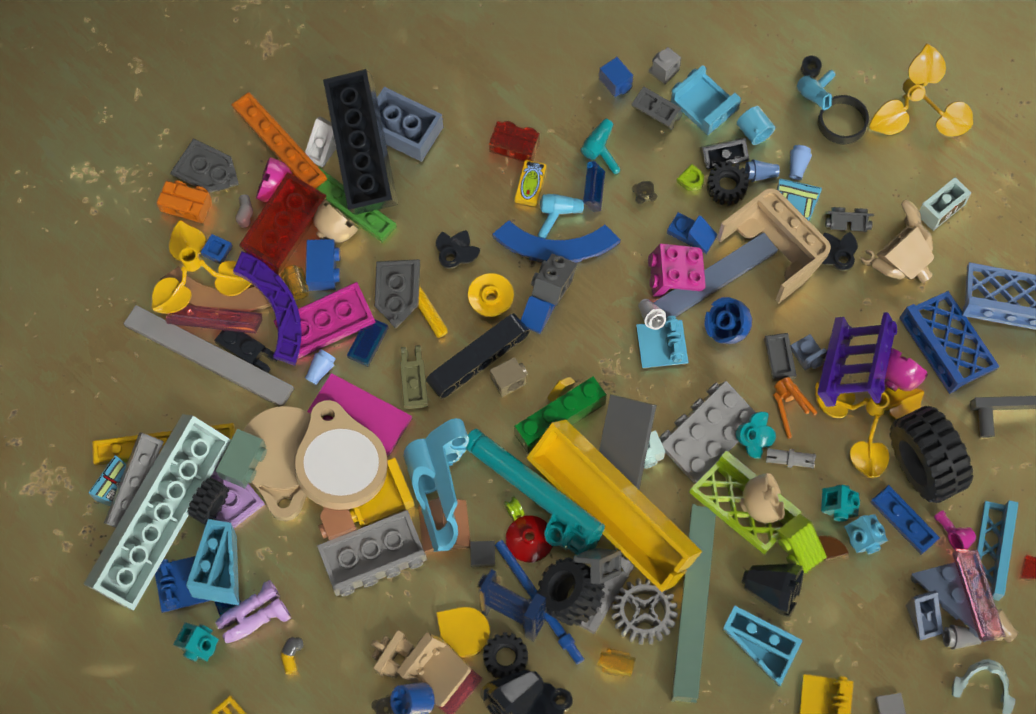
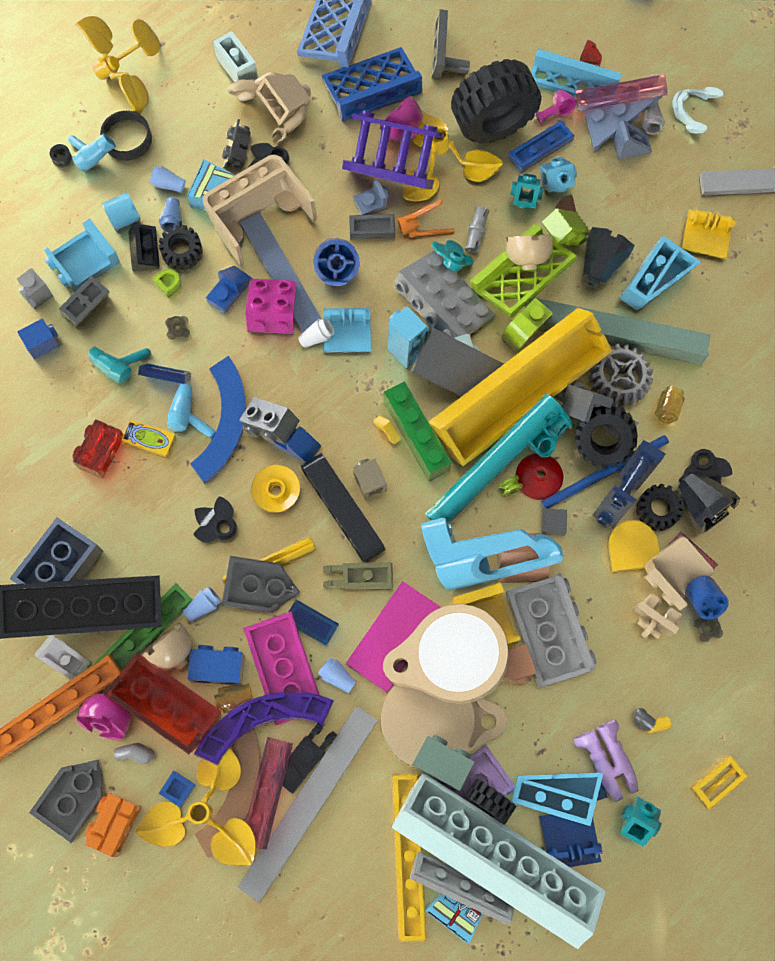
camera: 90 degrees left, 5 degrees up
(379, 248) = (202, 604): none -> light blue cone
(656, 387) = (406, 336): none -> medium azure wedge
(682, 508) = (525, 325): none -> lime brick

